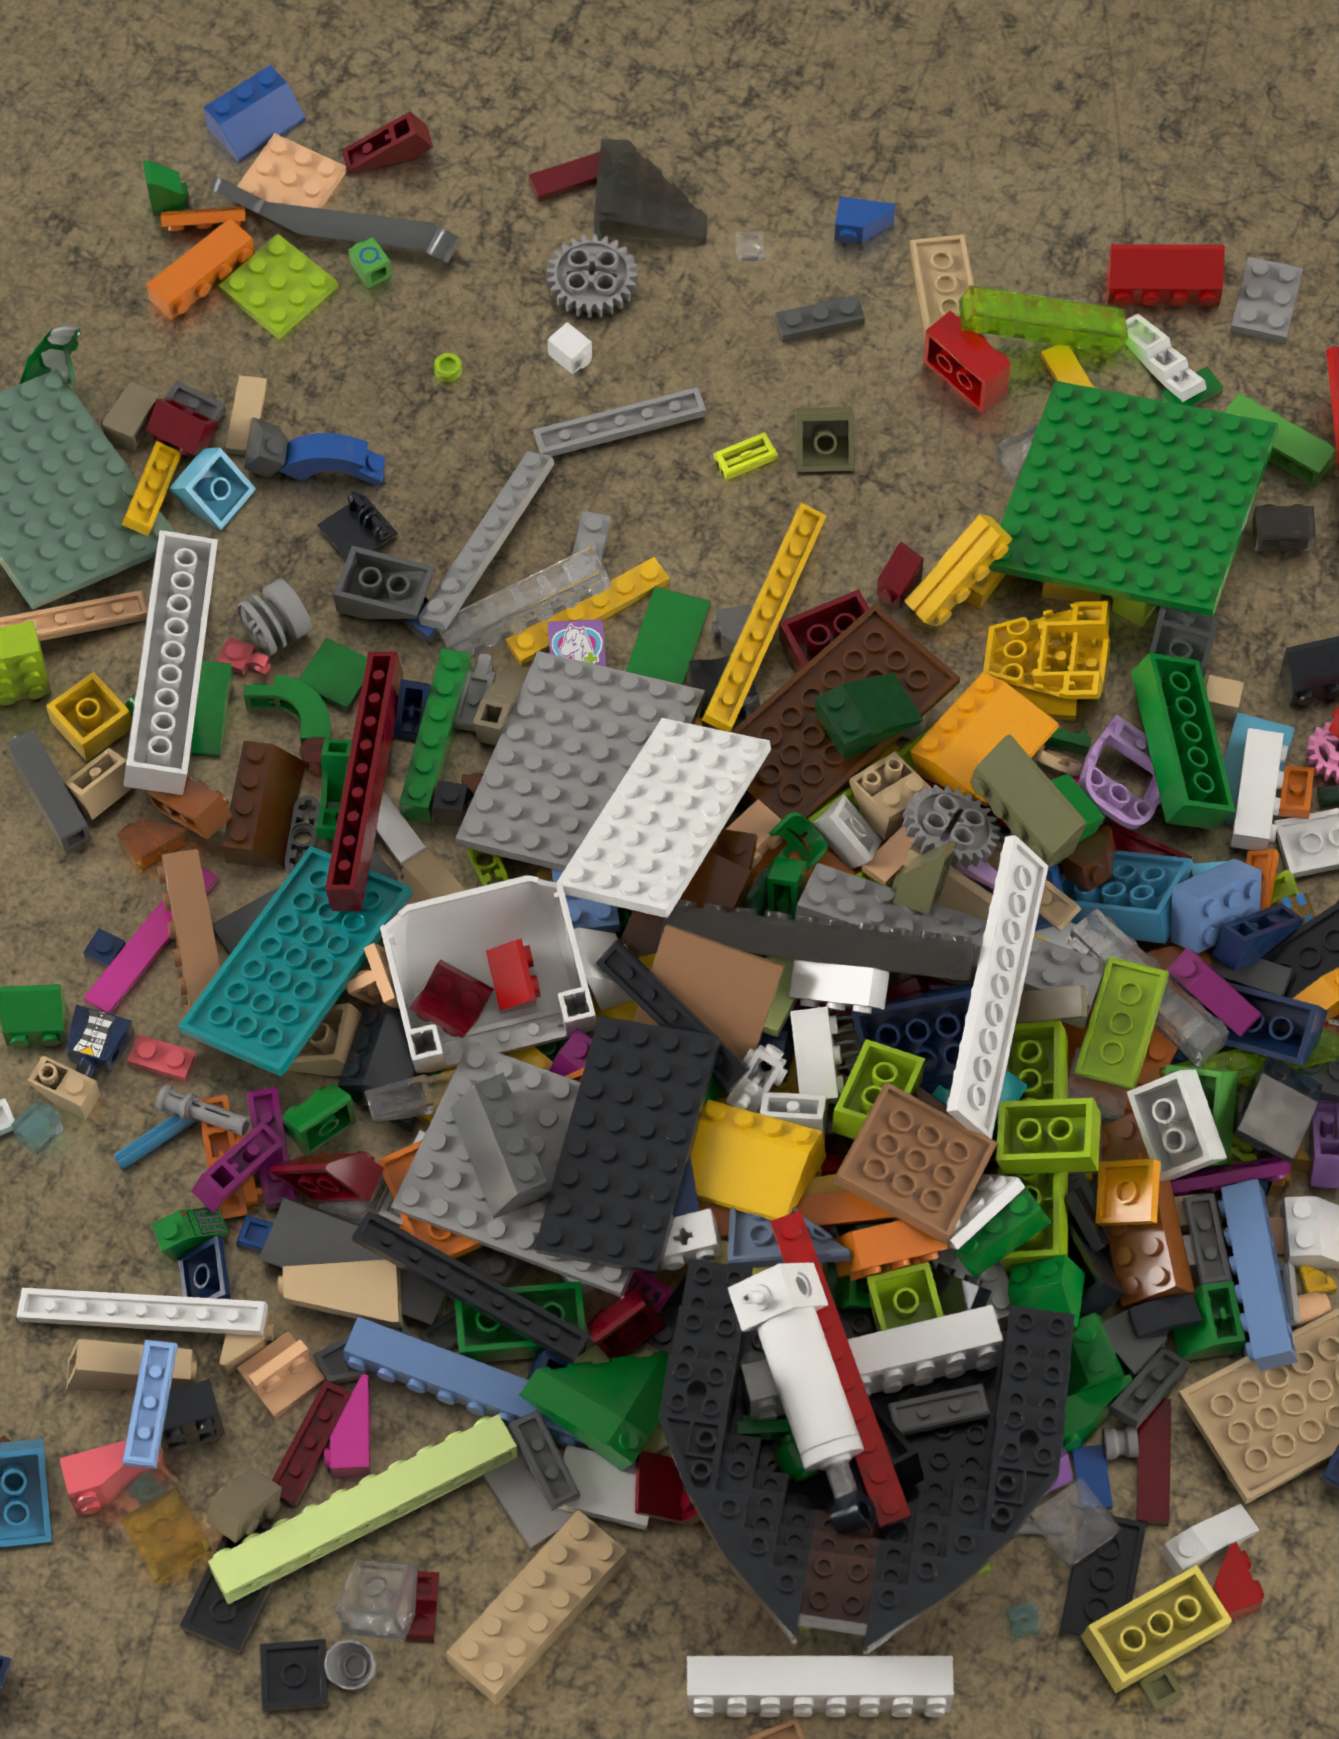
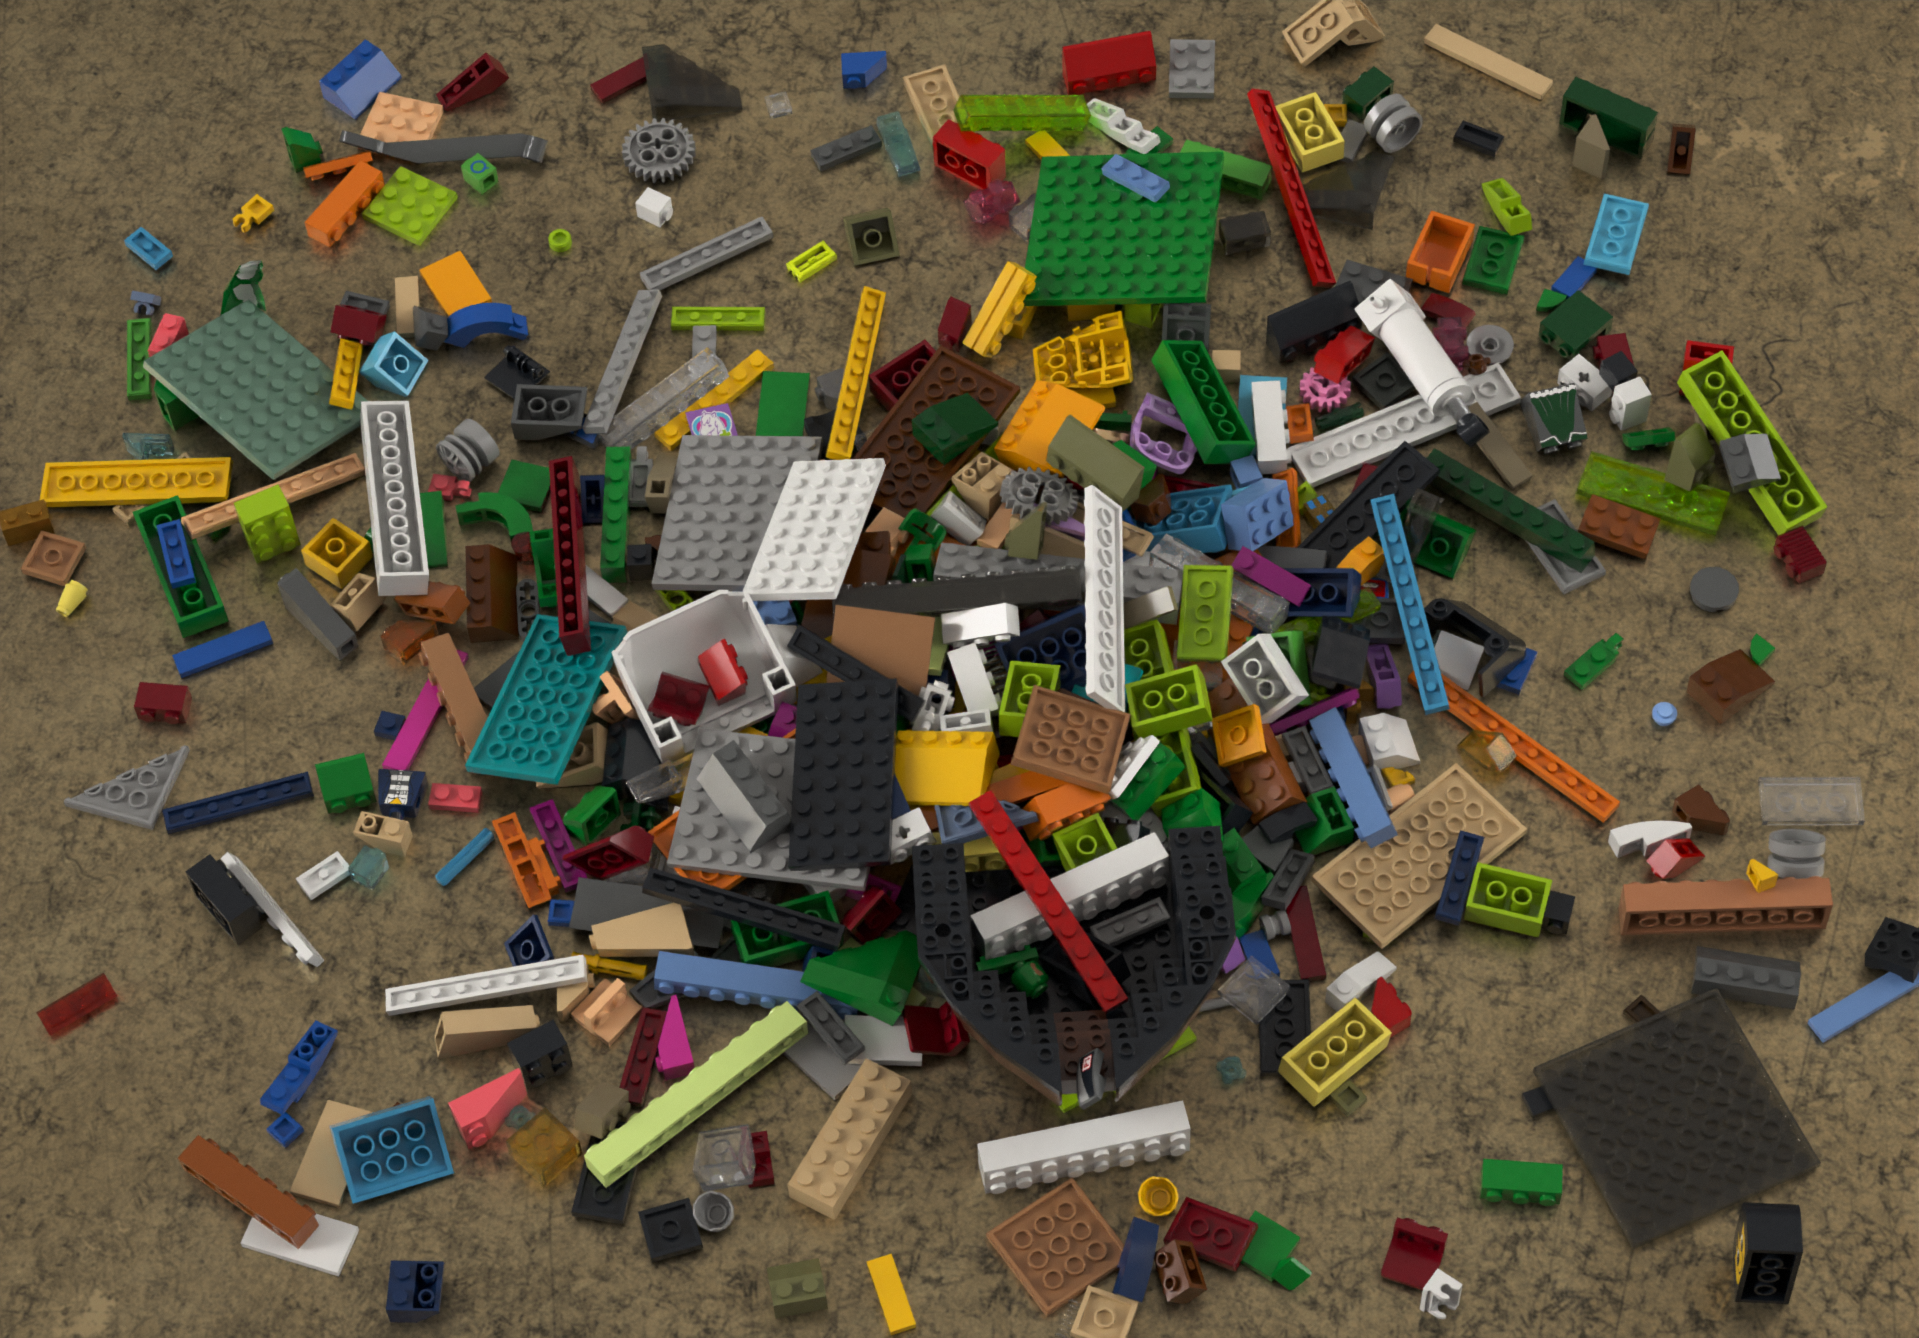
camera: 10 degrees left, 5 degrees down
(91, 256) = (255, 211): none -> yellow plate
(130, 416) = (315, 324): dark tan brick -> none
(150, 1404) = (511, 1047): light blue tile -> none
(187, 1230) = (507, 918): green slope -> none
(190, 1107) = (487, 825): light grey pin -> none
(237, 1166) = (535, 862): magenta slope -> none
(300, 1318) = (614, 967): none -> yellow pin
(309, 398) = (454, 283): none -> light orange tile
(377, 1138) = (640, 815): none -> dark green hips
(620, 506) = (723, 317): none -> lime tile
(783, 1311) = (995, 863): white piece -> none
(833, 1628) = (1089, 1082): none -> slope
(884, 326) = (897, 144): none -> clear light blue slope
(981, 424) = (995, 199): none -> clear pink brick
(1162, 435) = (1135, 178): none -> medium blue plate
(1215, 842) = (1244, 472): none -> medium blue brick
(1252, 936) = (1290, 532): dark blue slope -> none

